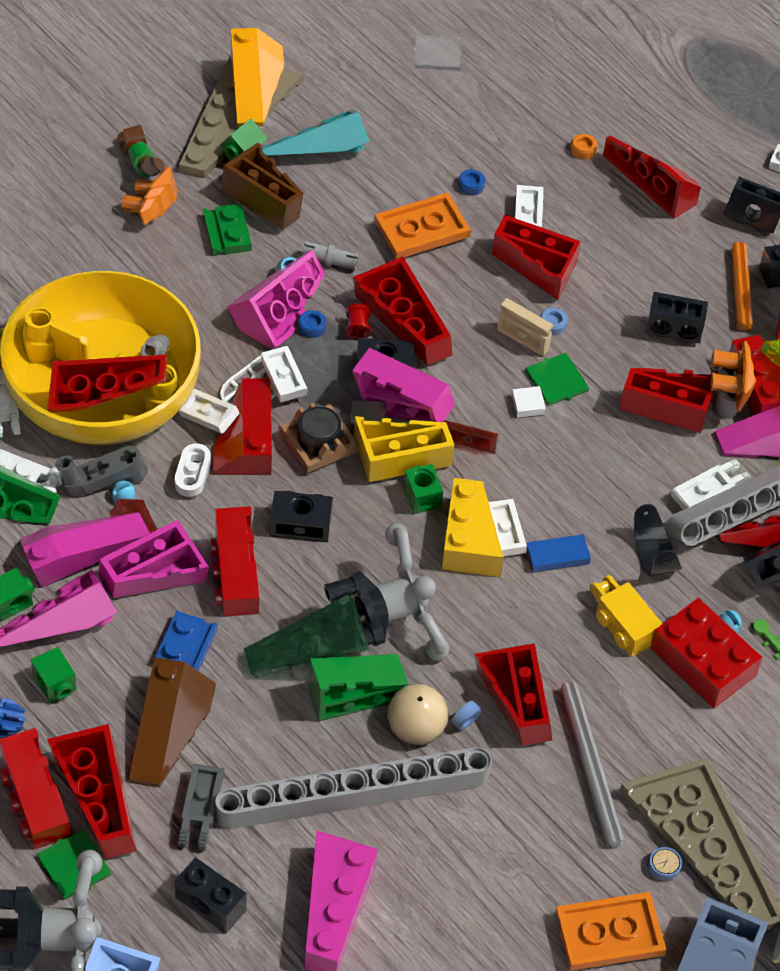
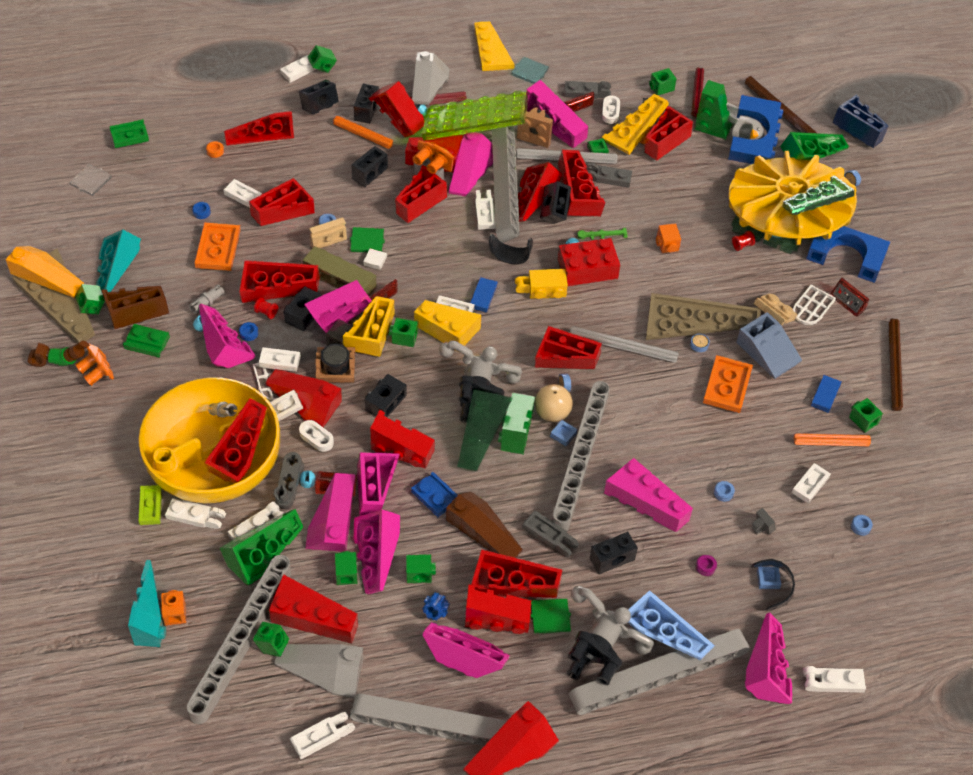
camera: 60 degrees left, 0 degrees up
(382, 749) = (563, 433): none -> medium blue tile
(471, 372) = (338, 271): none -> olive brick
(537, 49) = (129, 133): none -> green plate

